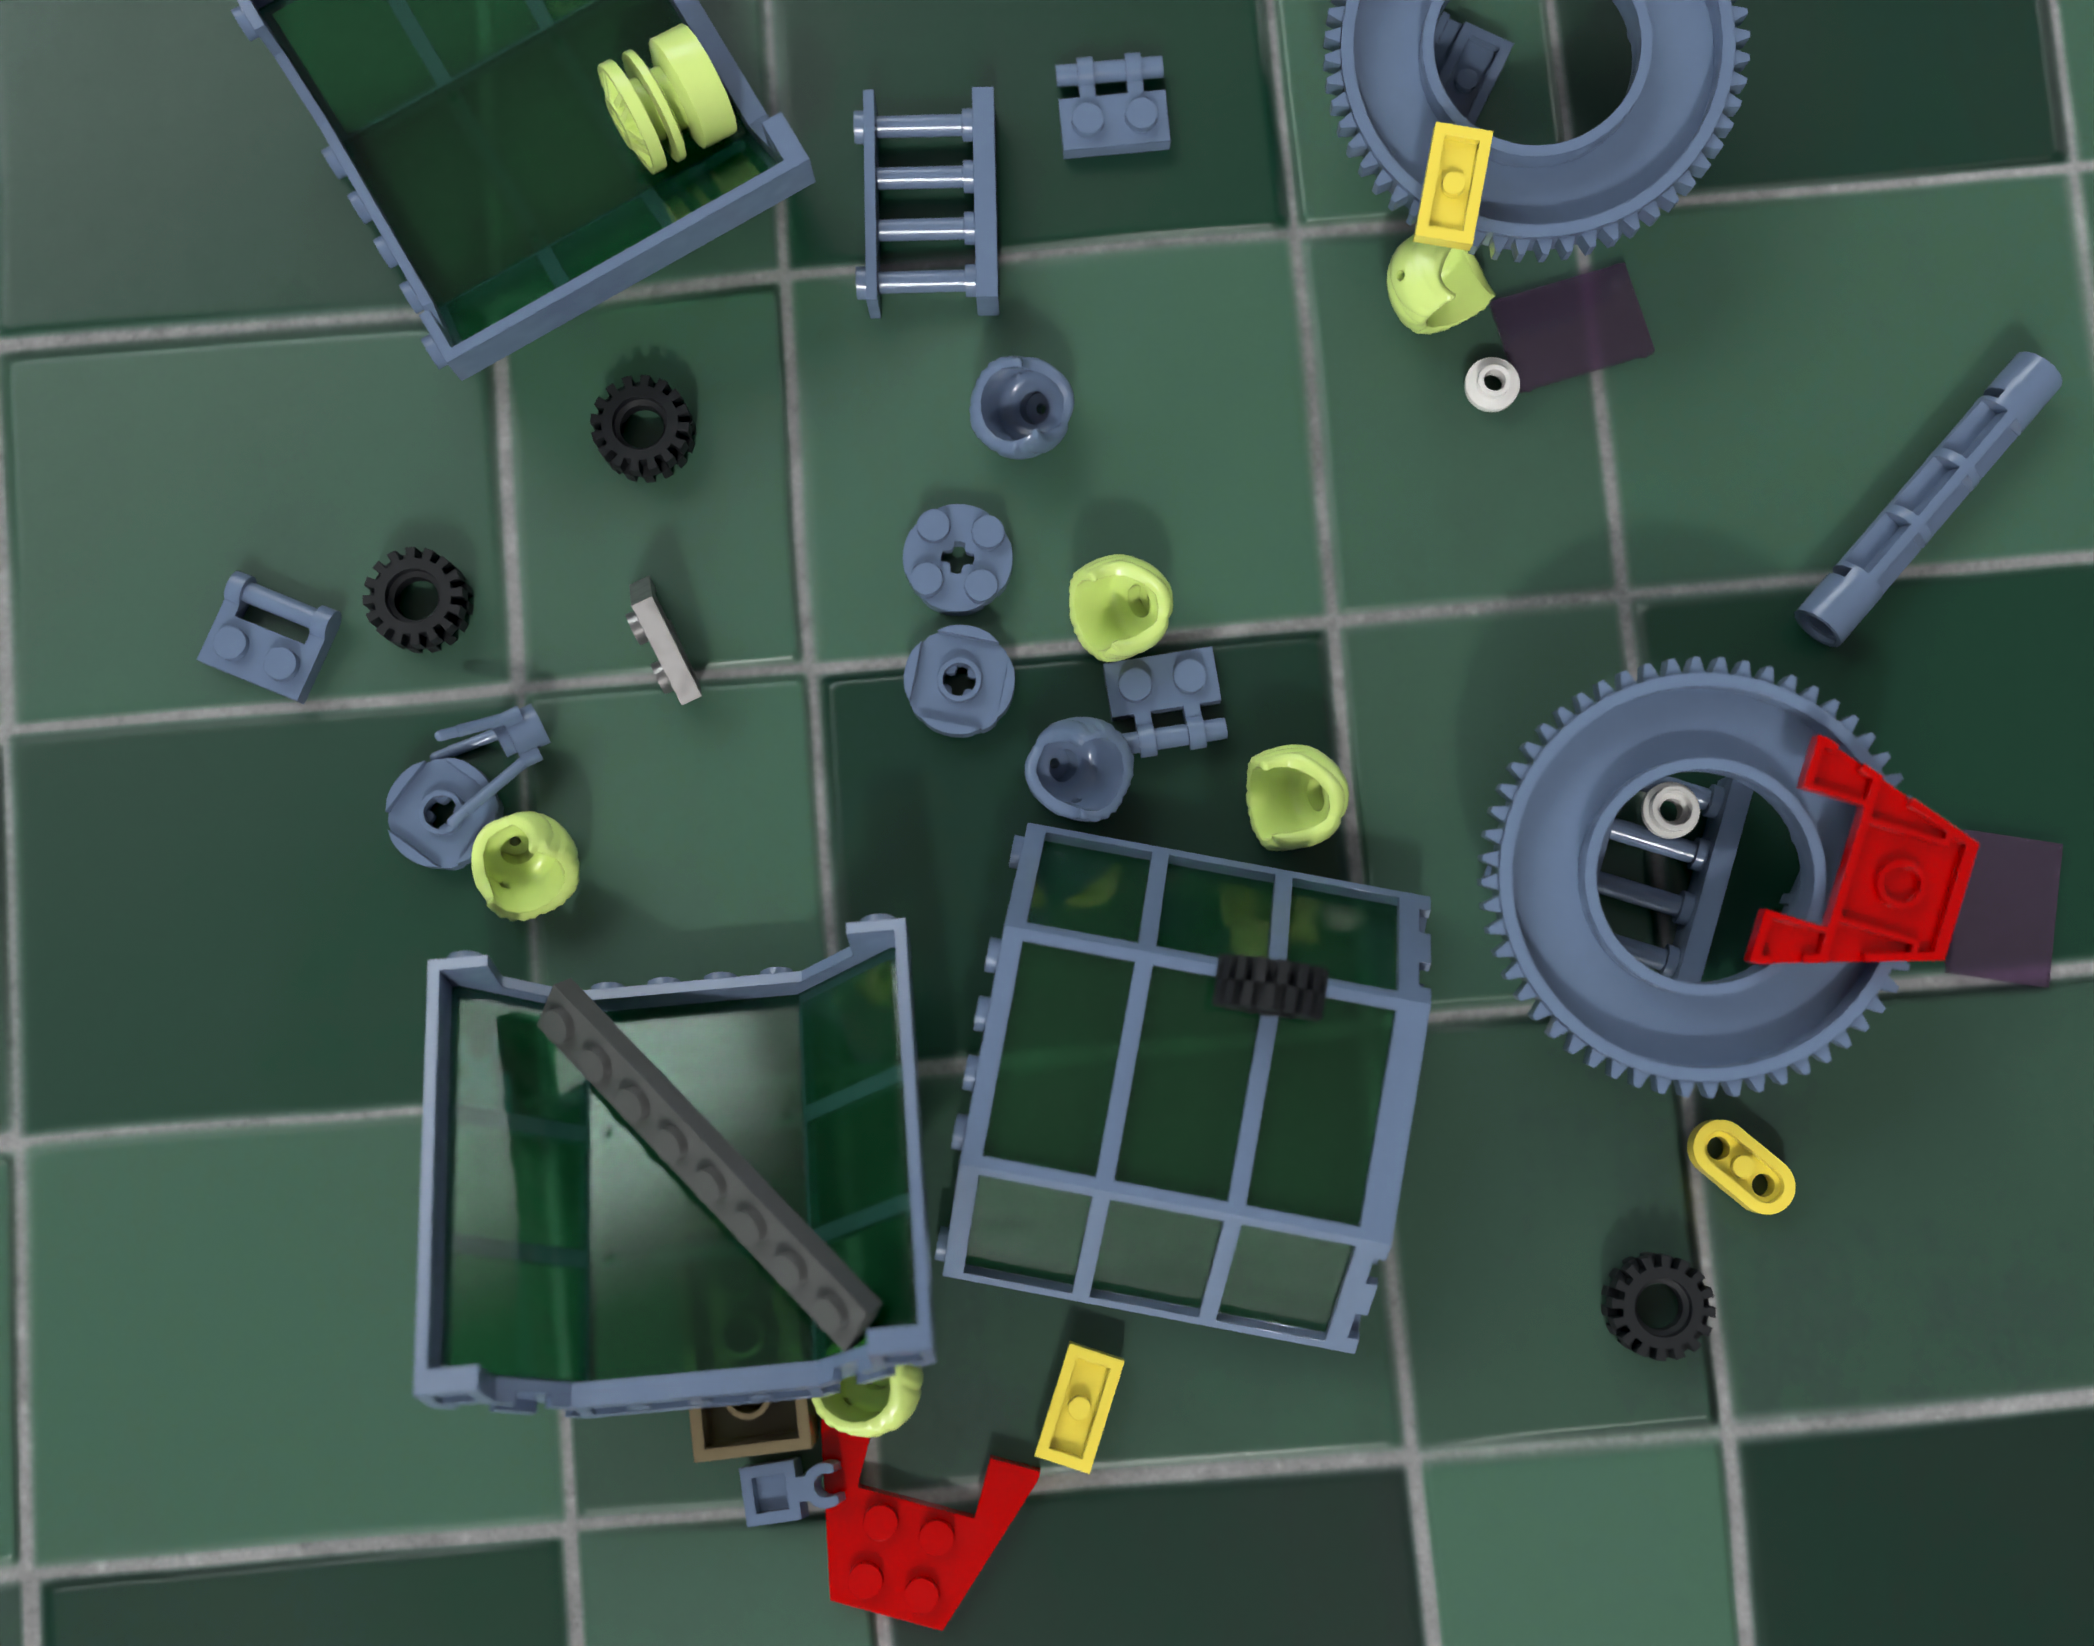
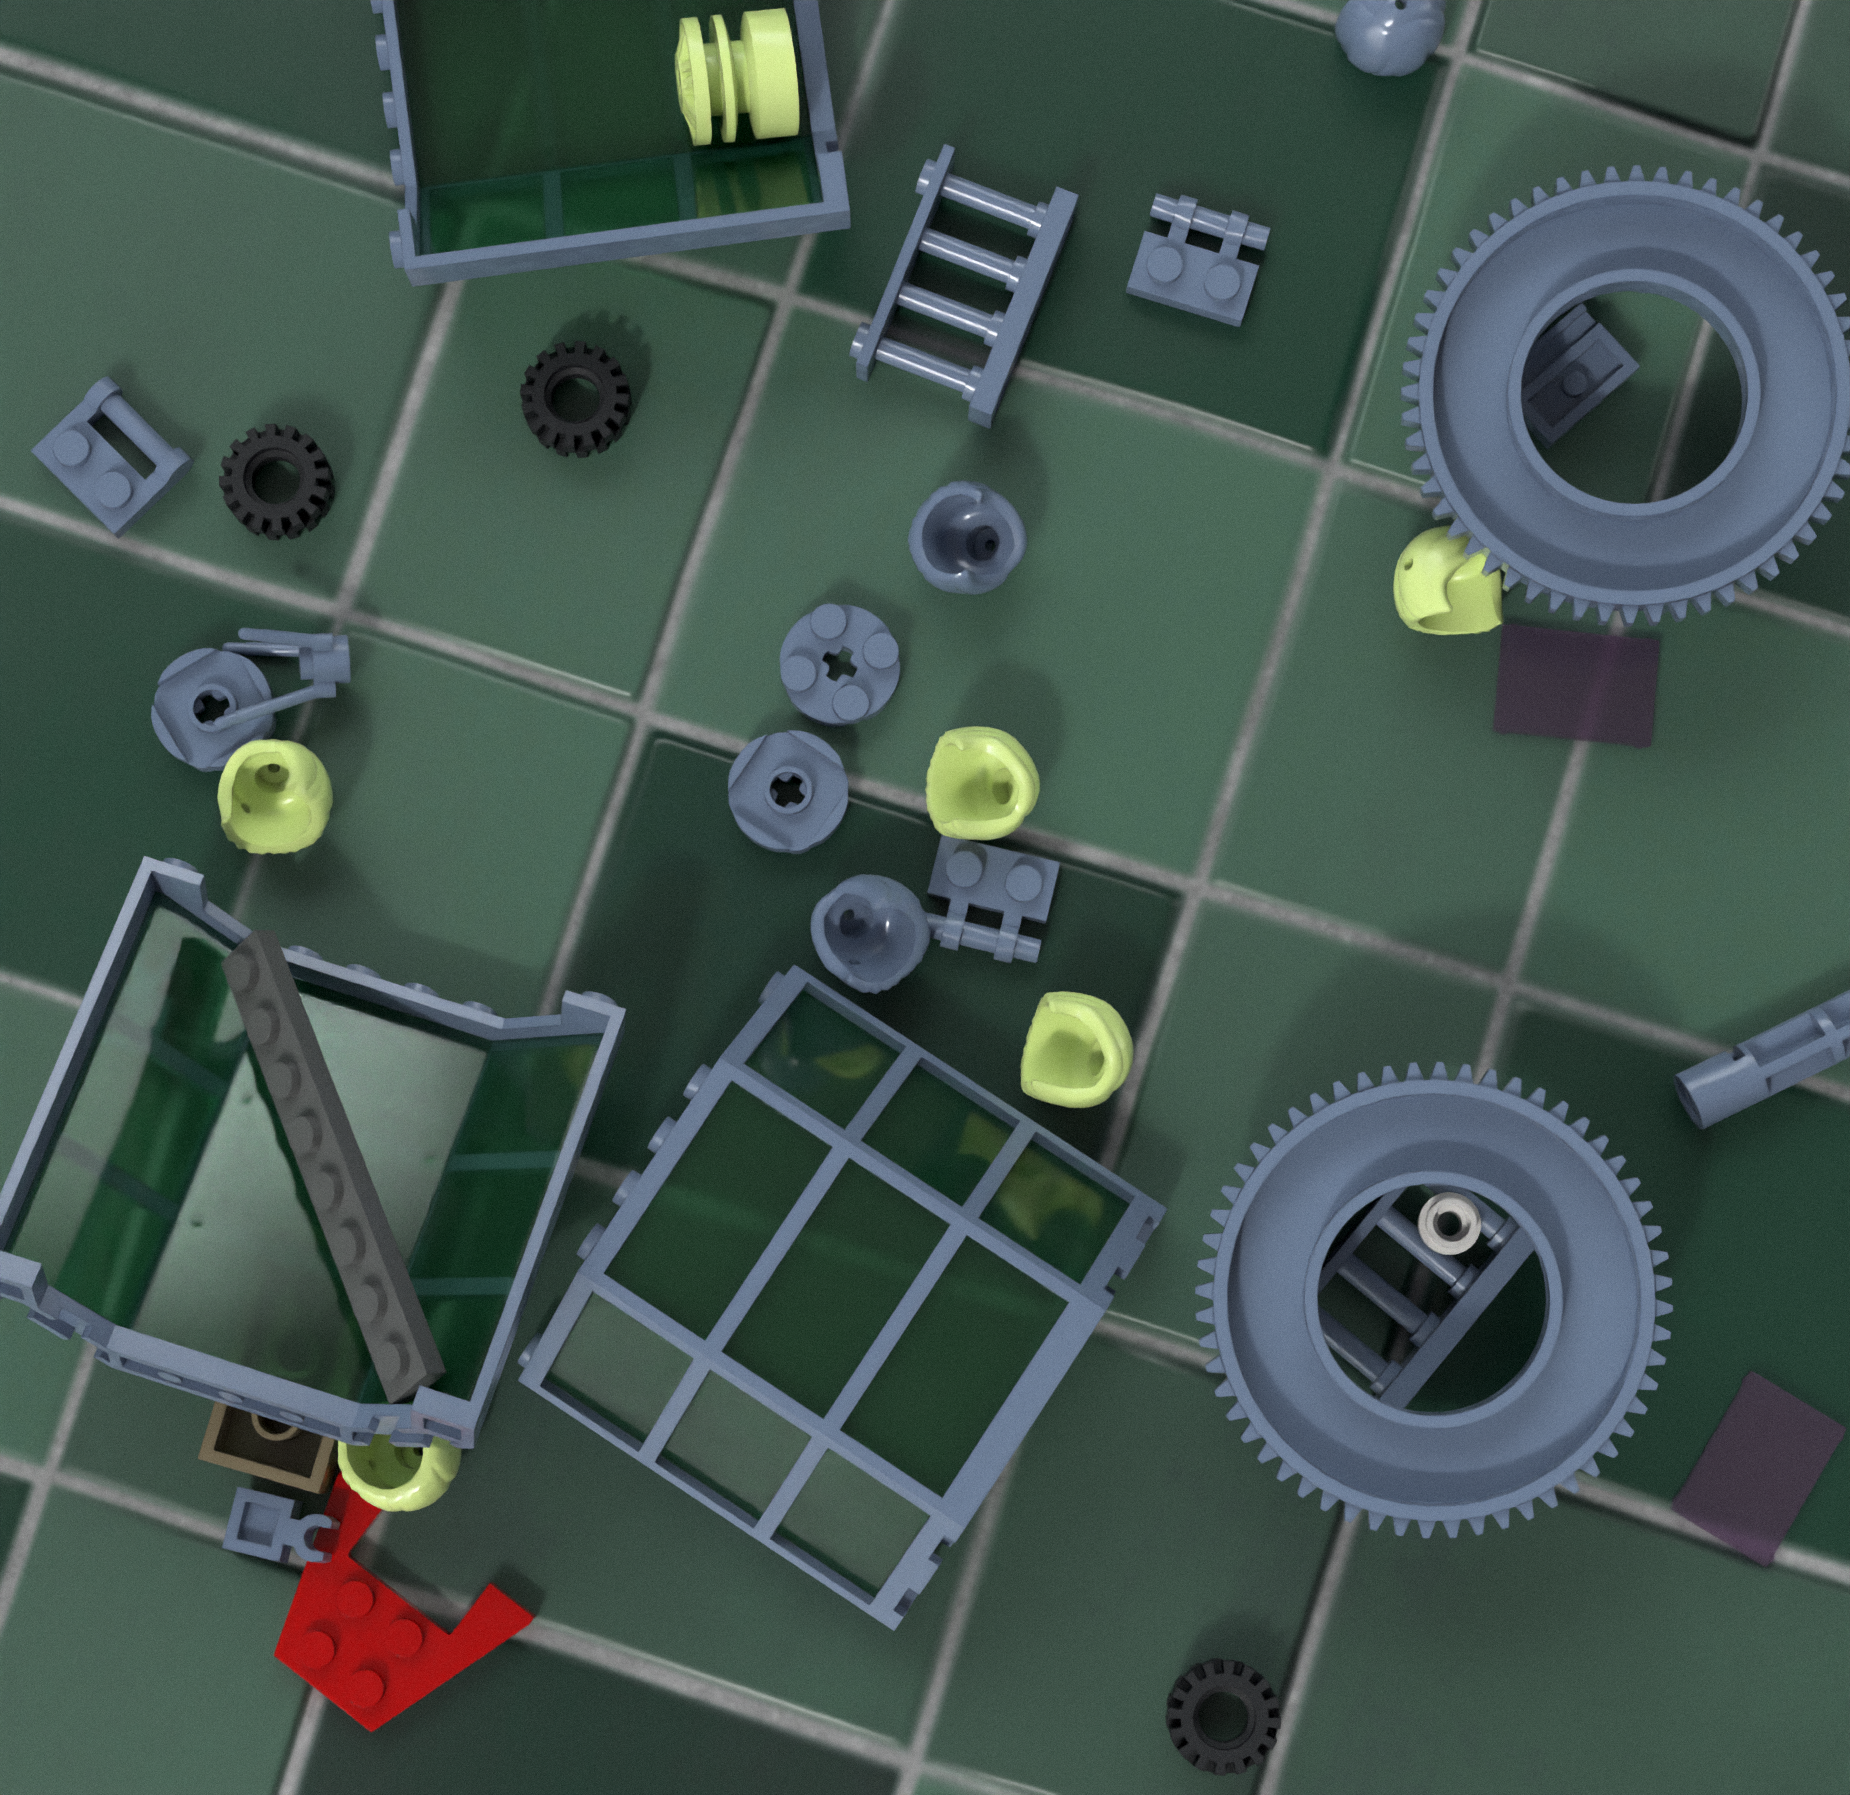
camera: 20 degrees right, 0 degrees up
(651, 625) = (500, 606): flat silver wing -> none
(1079, 1407) = (599, 1570): light yellow plate -> none
(1270, 987) = (949, 1225): black tyre -> none
(1453, 186) = (1483, 503): light yellow plate -> none
(1483, 397) = (1454, 727): white plate -> none
(1738, 1166) = (1369, 1612): light yellow plate -> none
(1894, 882) = (1613, 1381): red wing -> none

